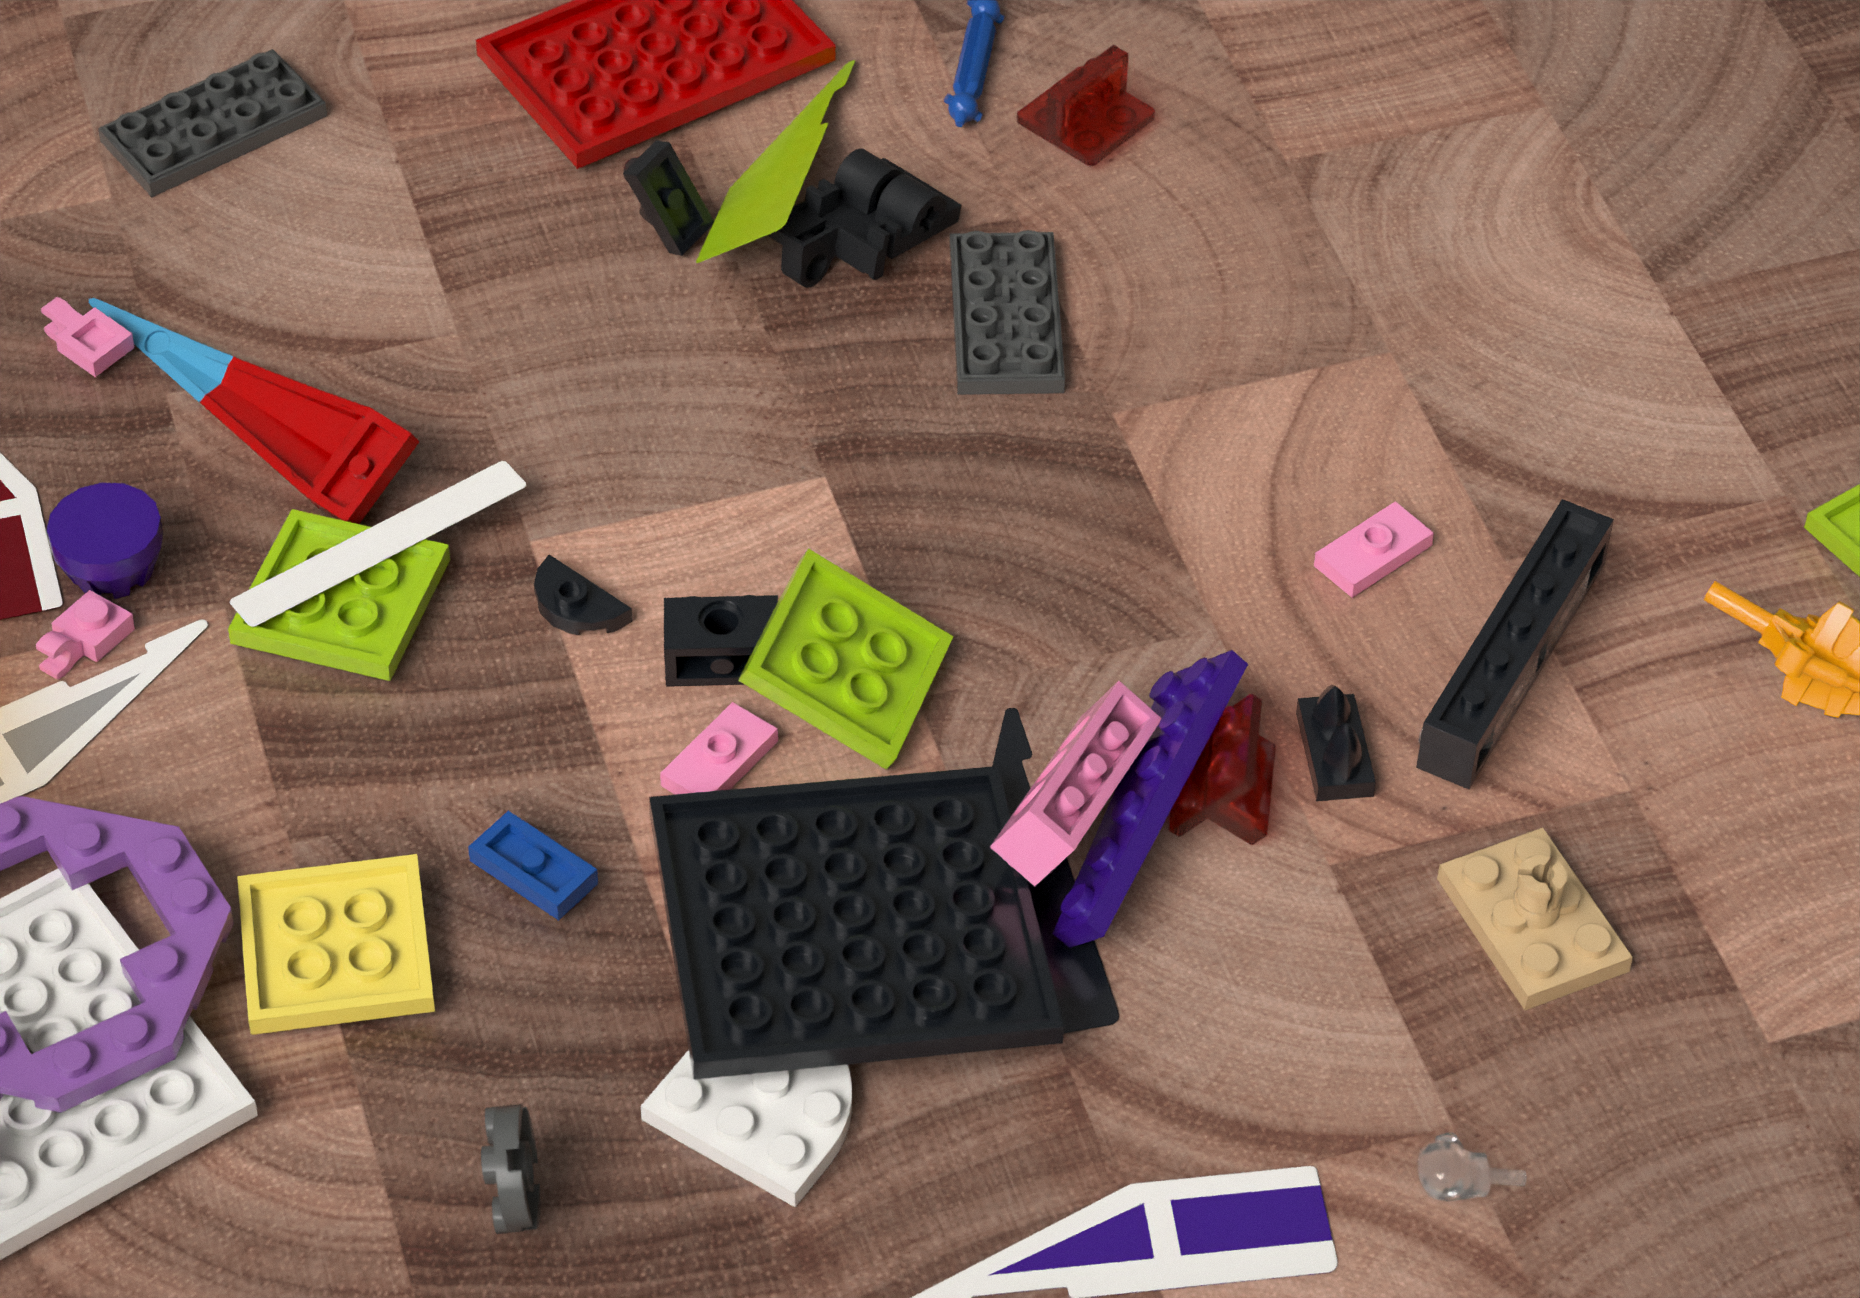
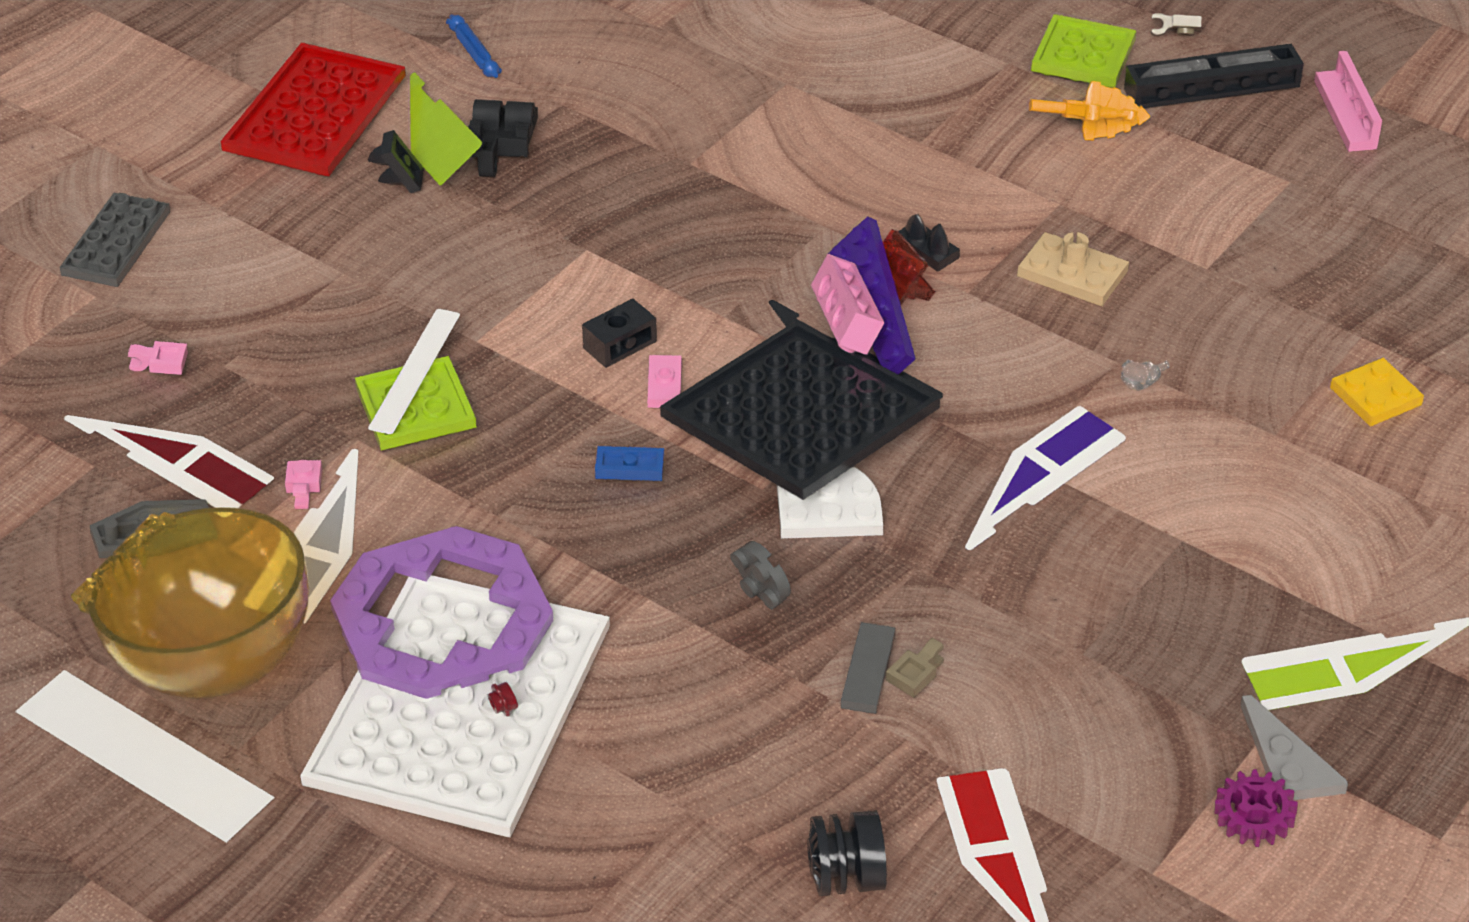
camera: 35 degrees left, 5 degrees down
(106, 537) = (279, 431): dark purple piece -> none
(318, 441) = (335, 344): red plate -> none
(334, 944) = (574, 540): light yellow plate -> none
(575, 602) = (529, 353): black plate -> none
(846, 659) = (690, 308): lime plate -> none
(1006, 313) = (600, 144): dark grey tile -> none
(1089, 109) = (551, 43): clear red bracket -> none
(1373, 549) = (863, 162): bright pink plate -> none
(1514, 644) = (967, 166): black piece -> none

